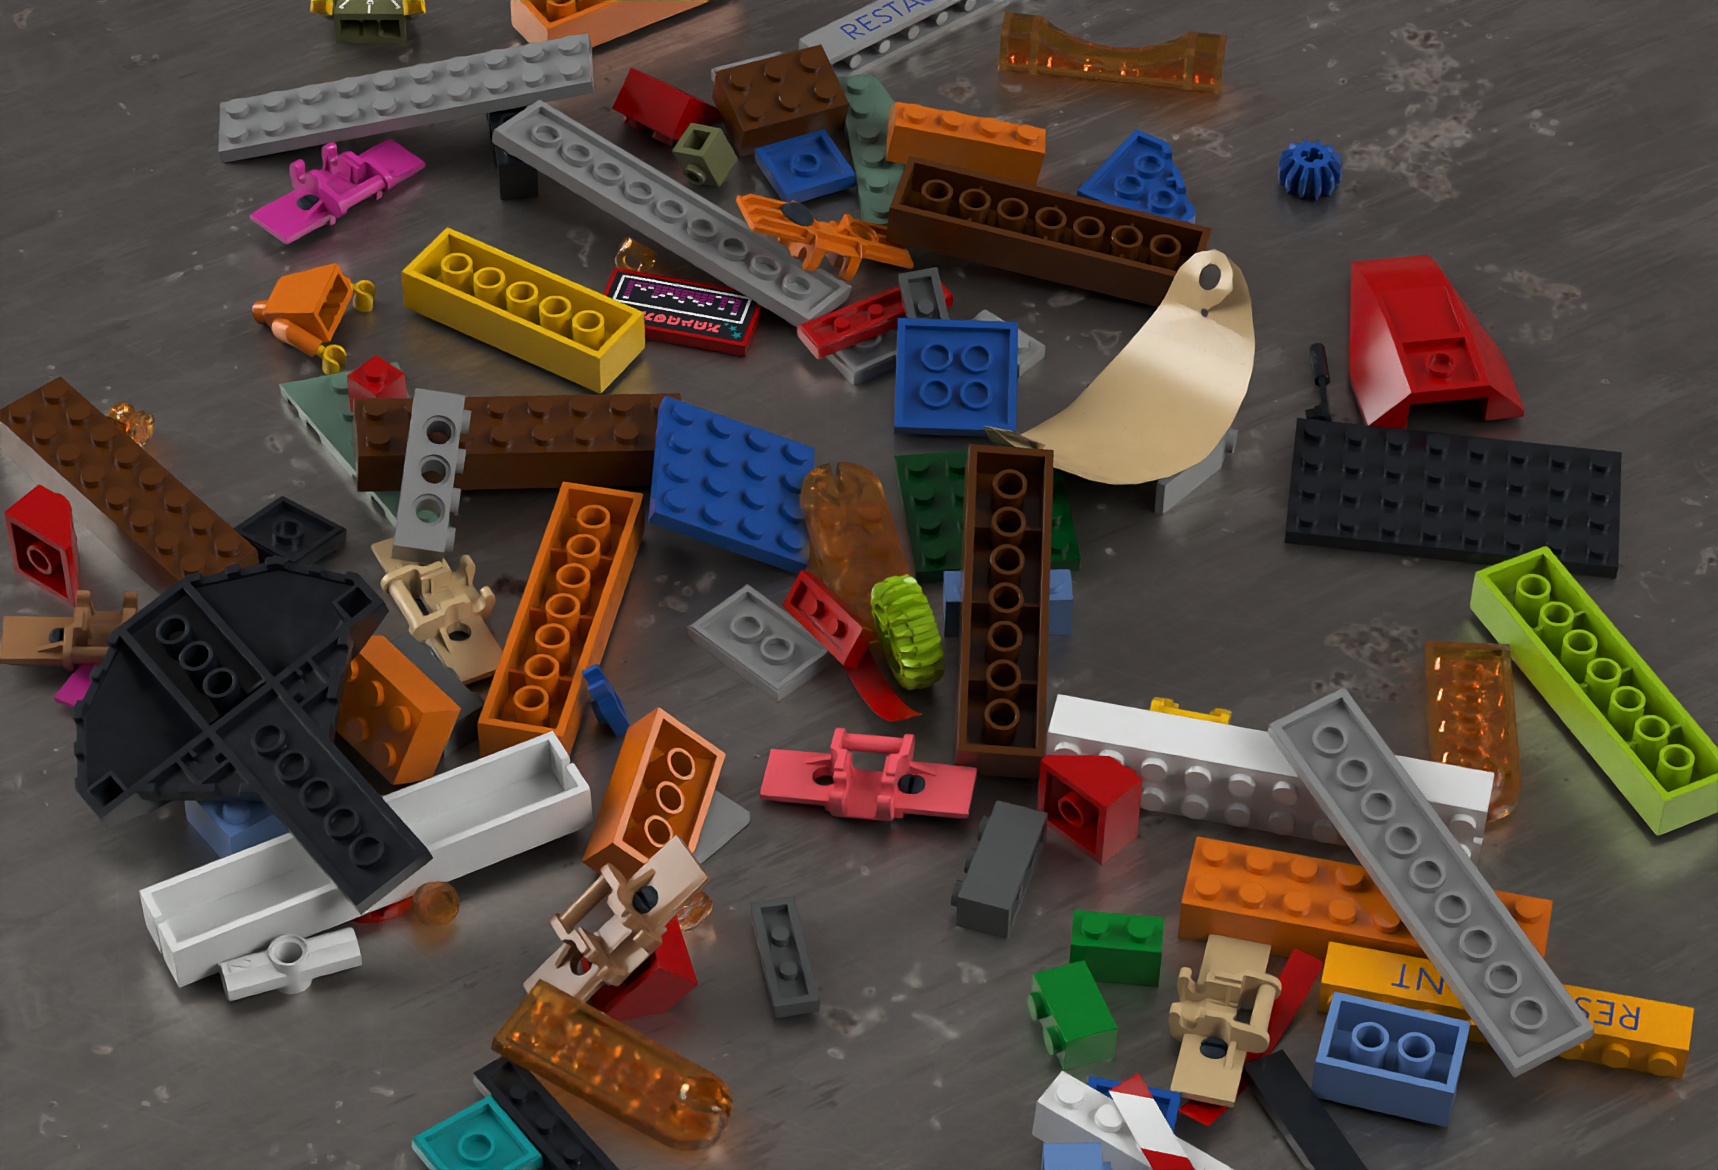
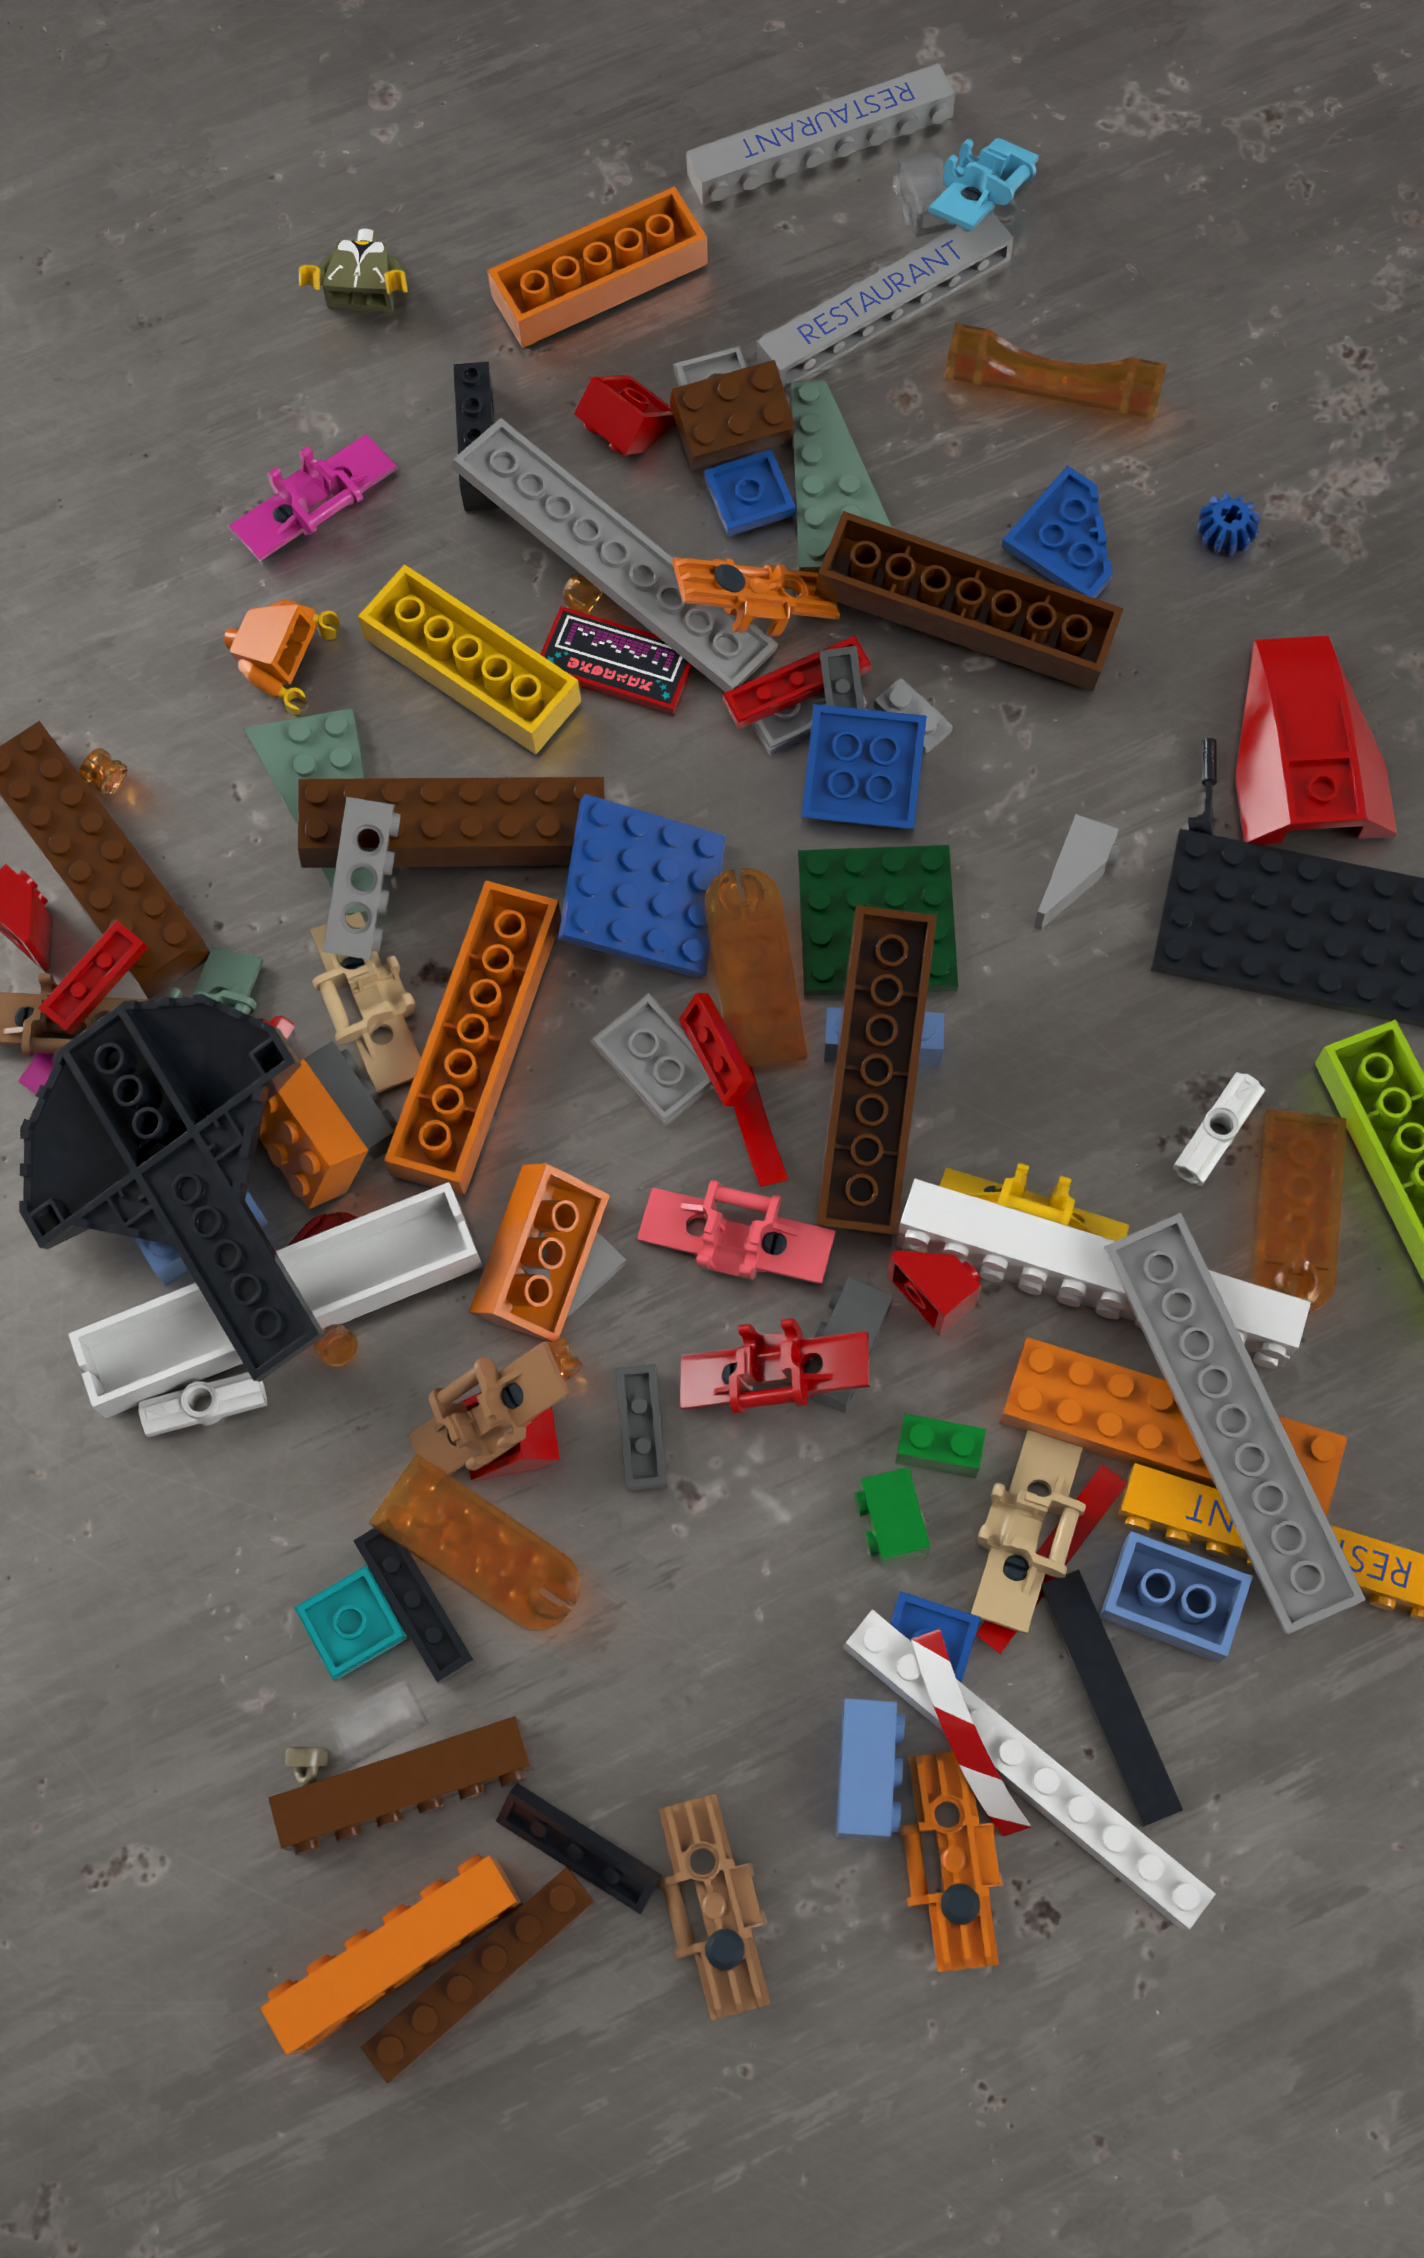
camera: 10 degrees right, 25 degrees up
(142, 578) = (93, 977): none -> red plate
(291, 532) = (237, 908): black tile -> none
(376, 380) = (325, 755): red brick -> none
(406, 97) = (383, 396): light grey plate -> none
(607, 703) = (507, 1130): blue plate -> none
(704, 155) = (654, 479): olive brick -> none
(907, 632) = (785, 1080): lime gear -> none
(925, 882) = (775, 1358): none -> red piece
(965, 142) = (901, 478): orange slope -> none
(1165, 393) = (1037, 821): tan piece -> none
(1379, 657) = (1208, 1147): none -> white piece

